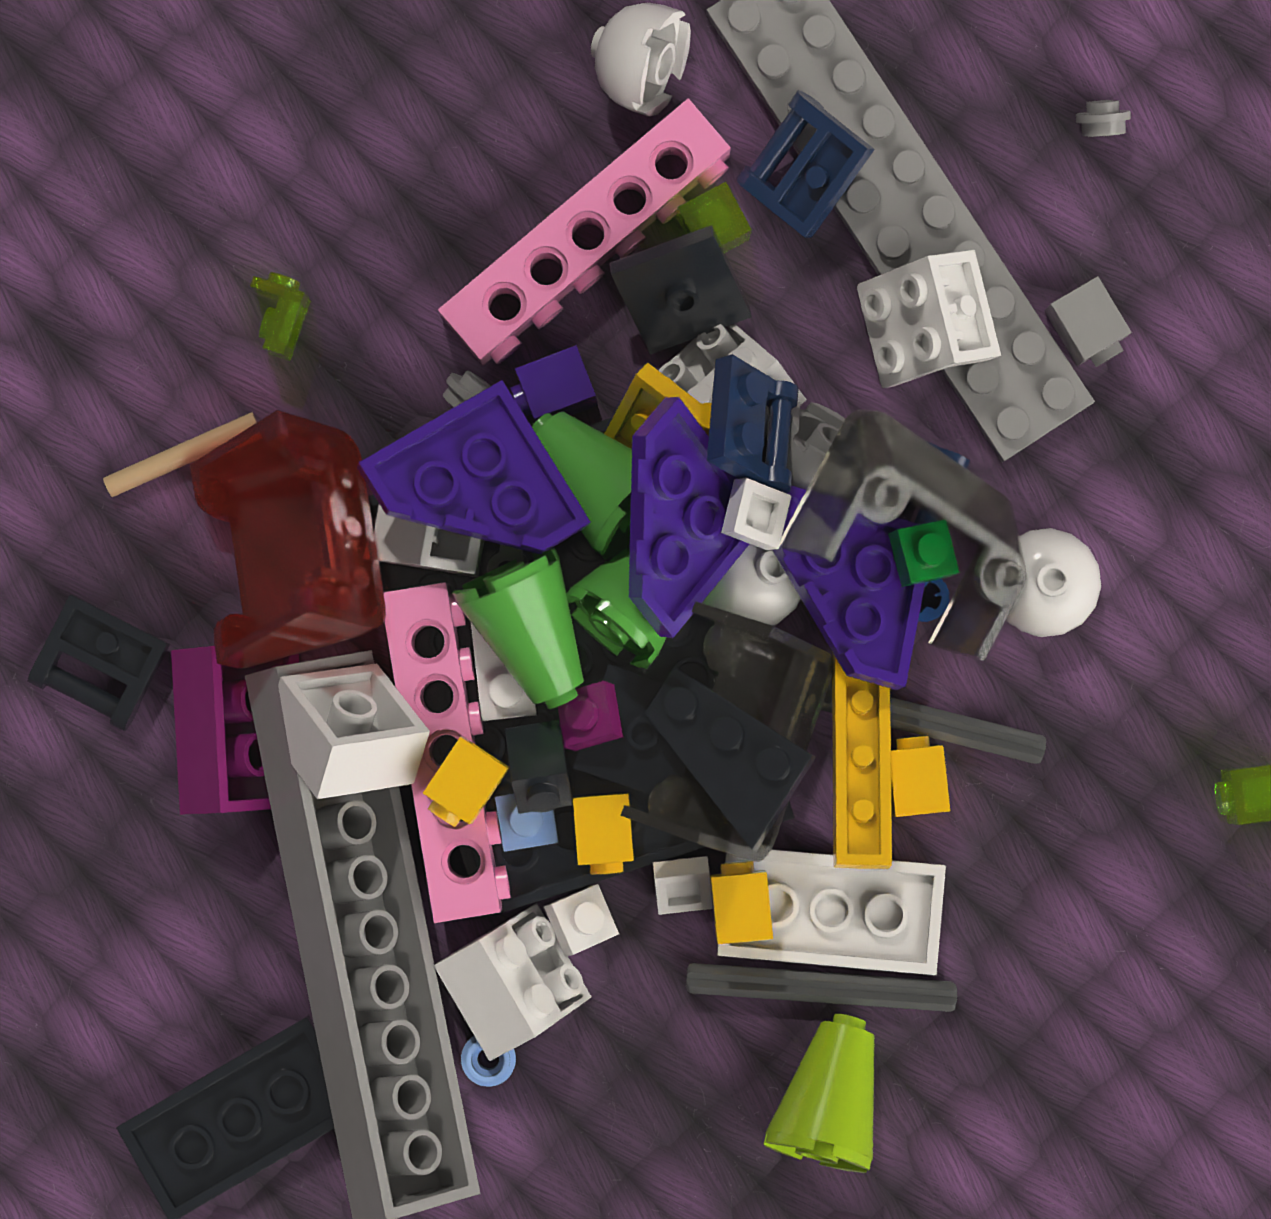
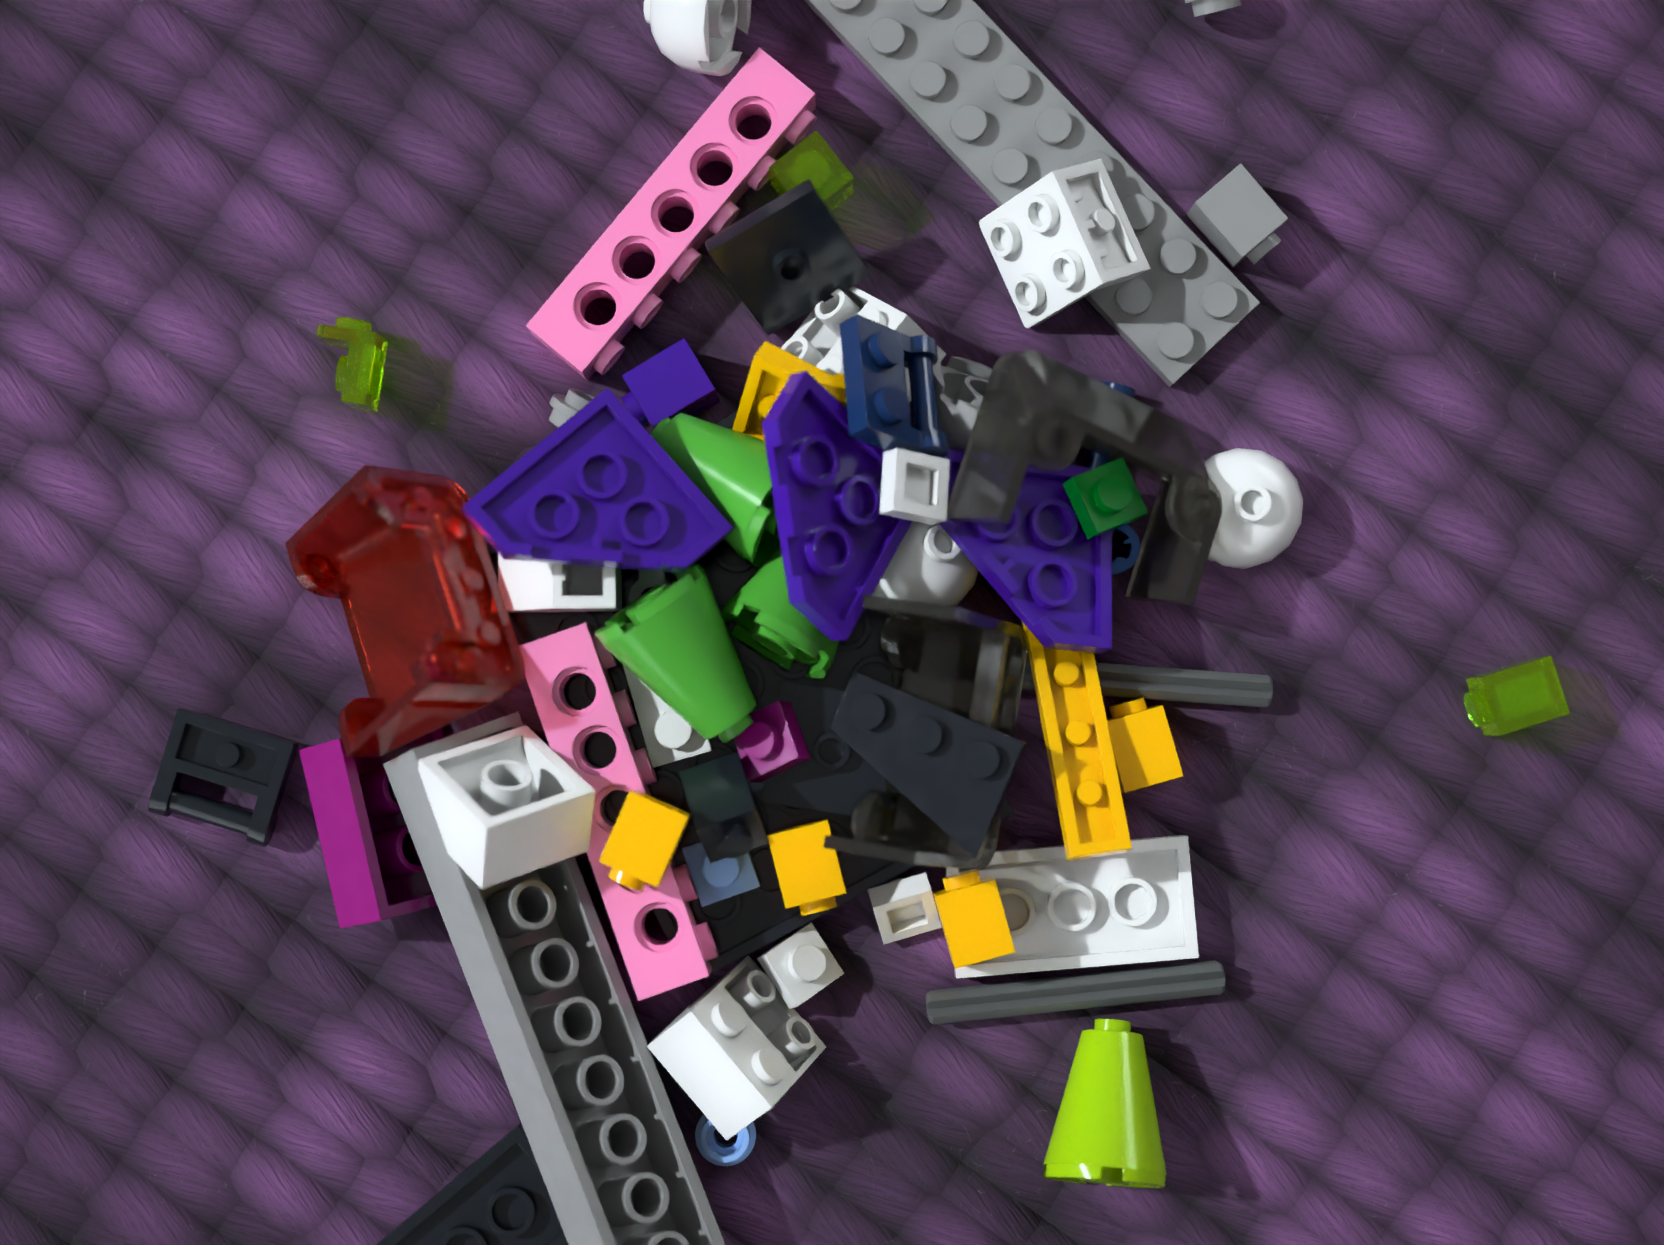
camera: 15 degrees left, 0 degrees up
(176, 456) = (265, 540): tan bar -> none
(818, 173) = (914, 107): dark blue plate -> none

